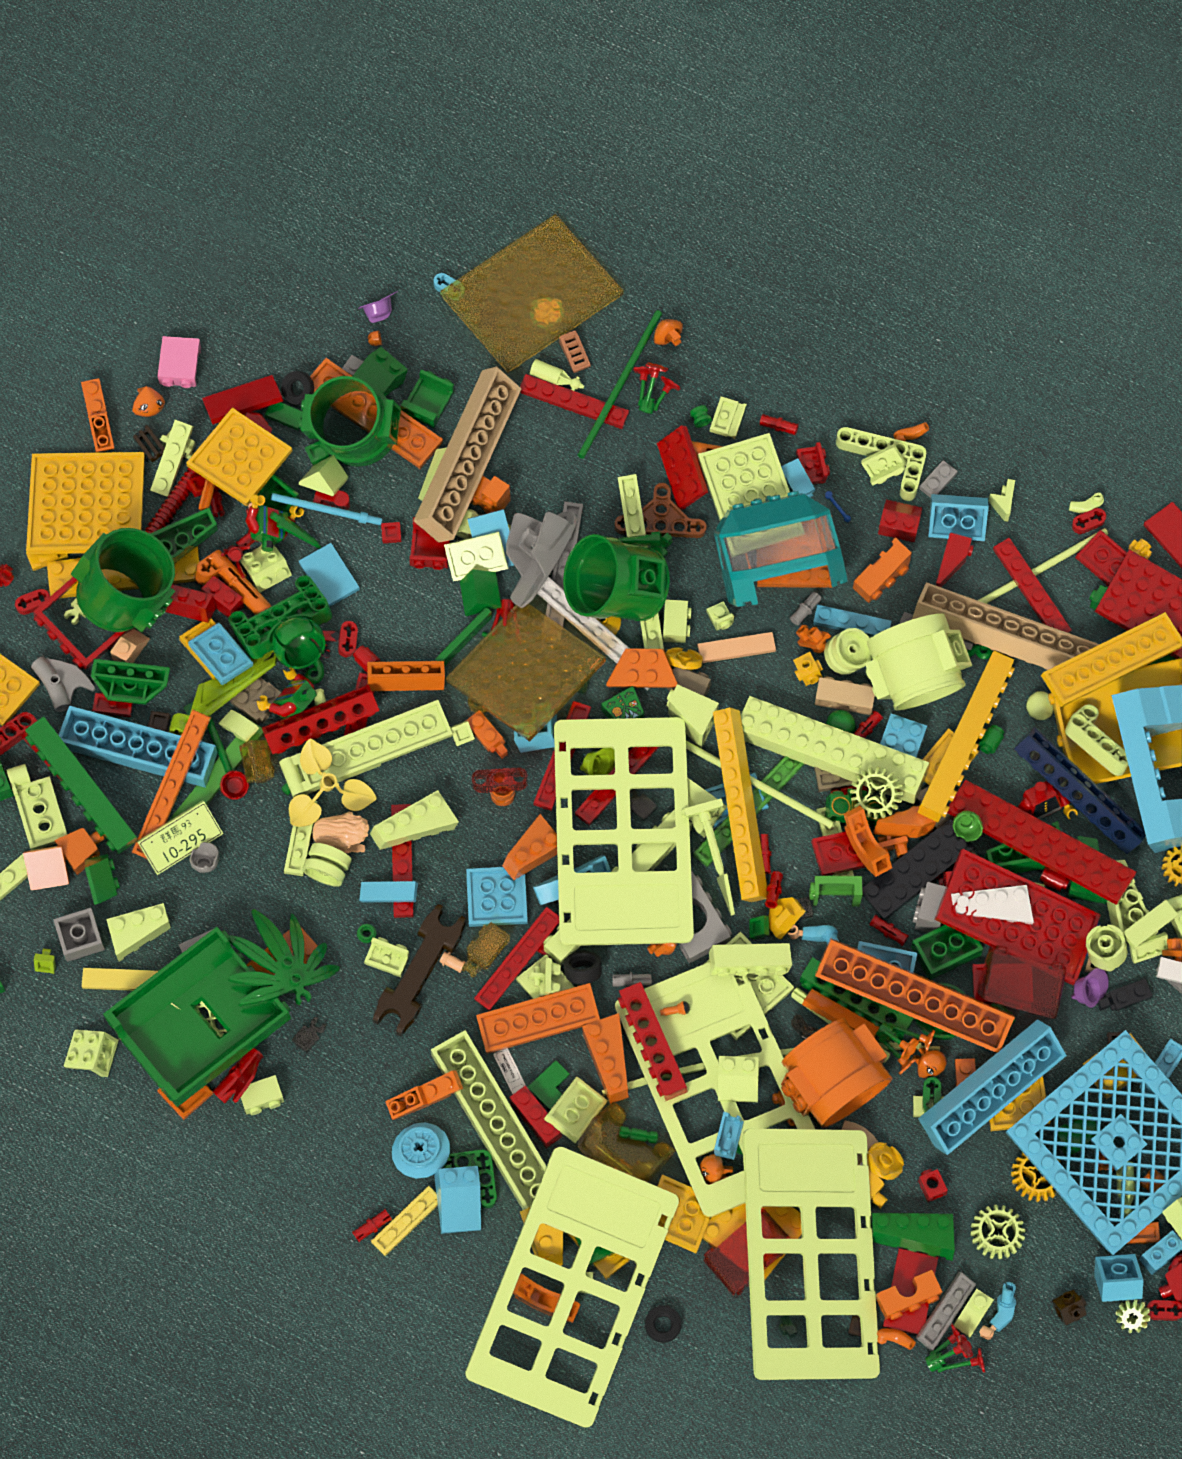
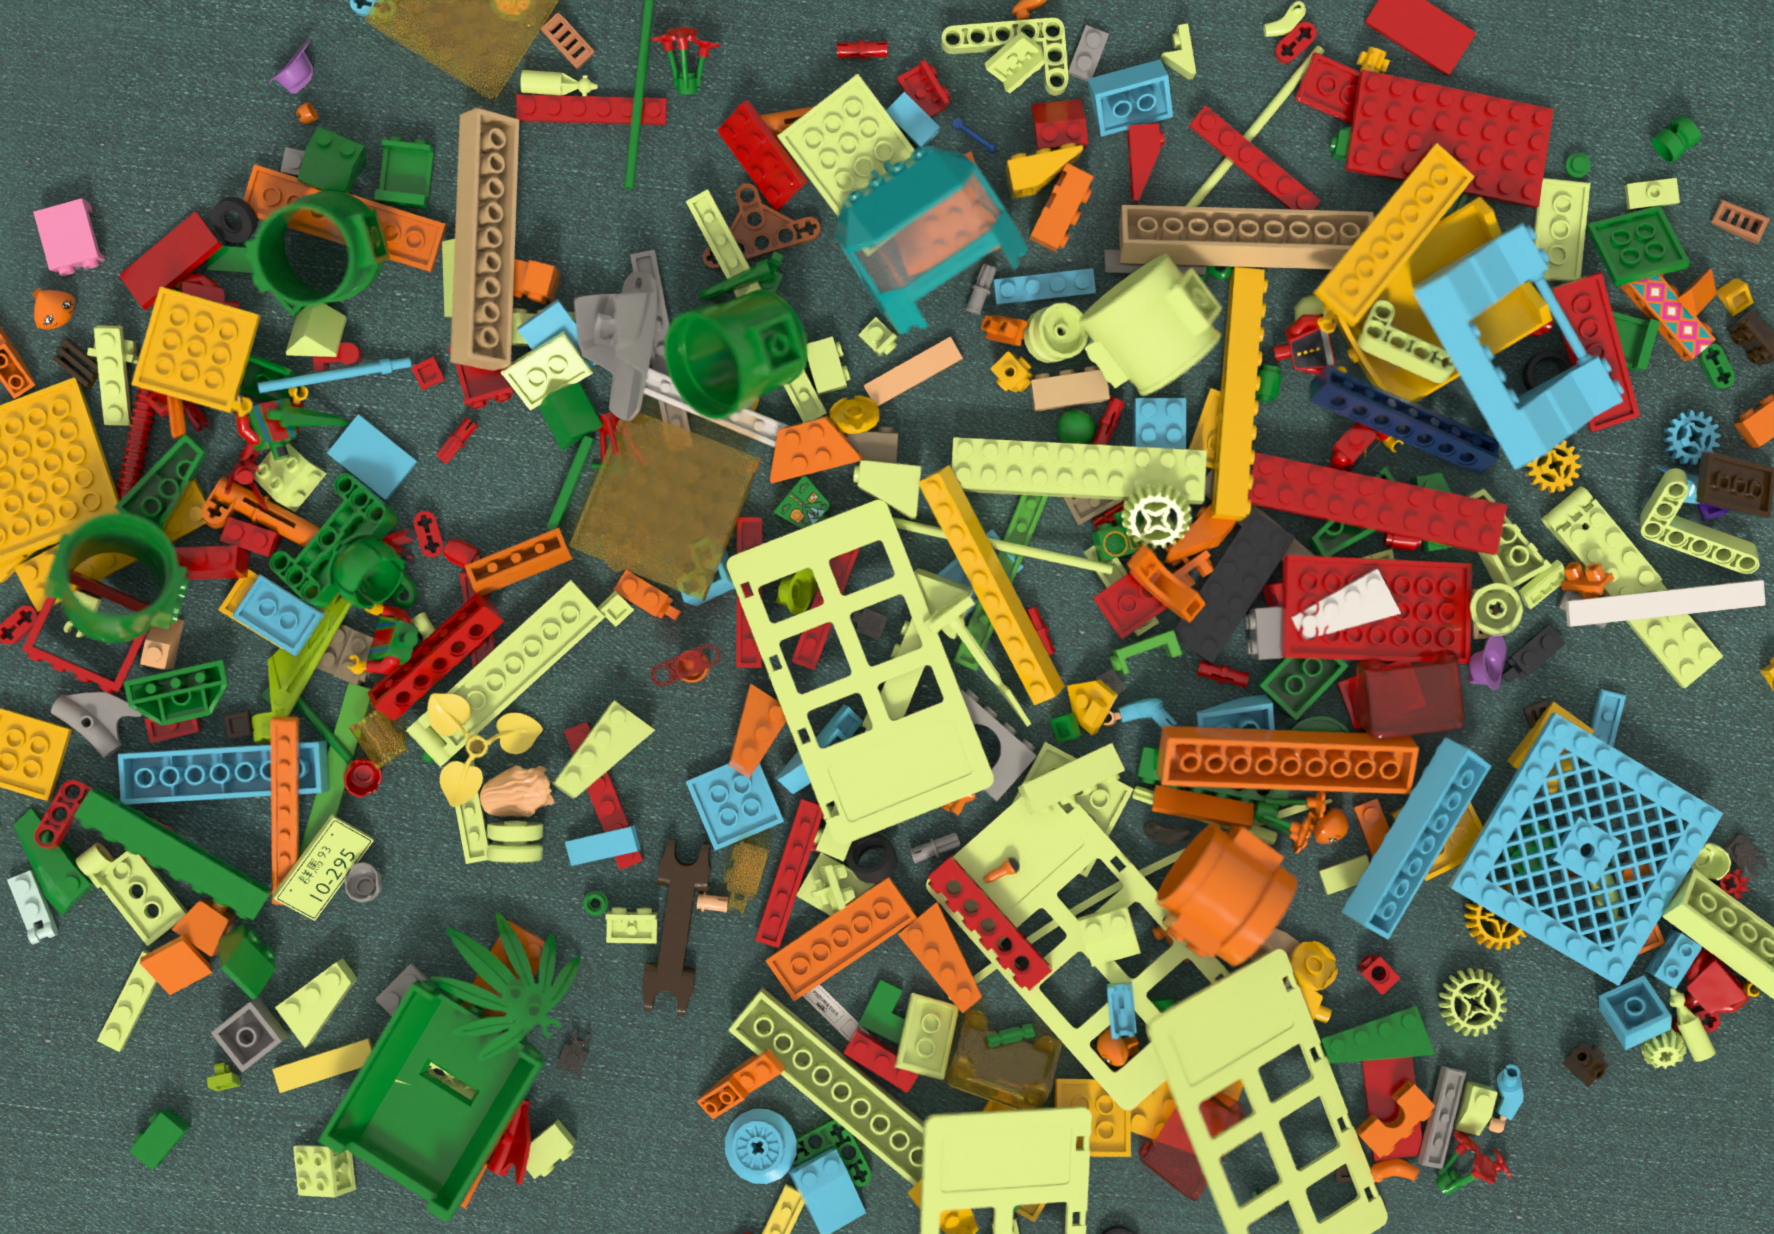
camera: 20 degrees left, 20 degrees up
(239, 725) = (338, 698): yellowish green slope -> none
(393, 583) = (456, 441): none -> red axle
(700, 416) = (760, 74): green wheel -> none
(727, 417) = (794, 63): yellowish green plate -> none
(774, 889) = (1068, 675): red pin -> none
(871, 540) = (1032, 173): none -> yellow slope
(926, 1096) = (1348, 864): green beam -> none
(968, 825) = (1282, 518): bright green hair -> none
(1028, 714) = (1309, 343): none -> torso
(1149, 924) = (1540, 562): yellowish green tile -> none
(1159, 1306) = (1691, 1029): none -> yellowish green wheel

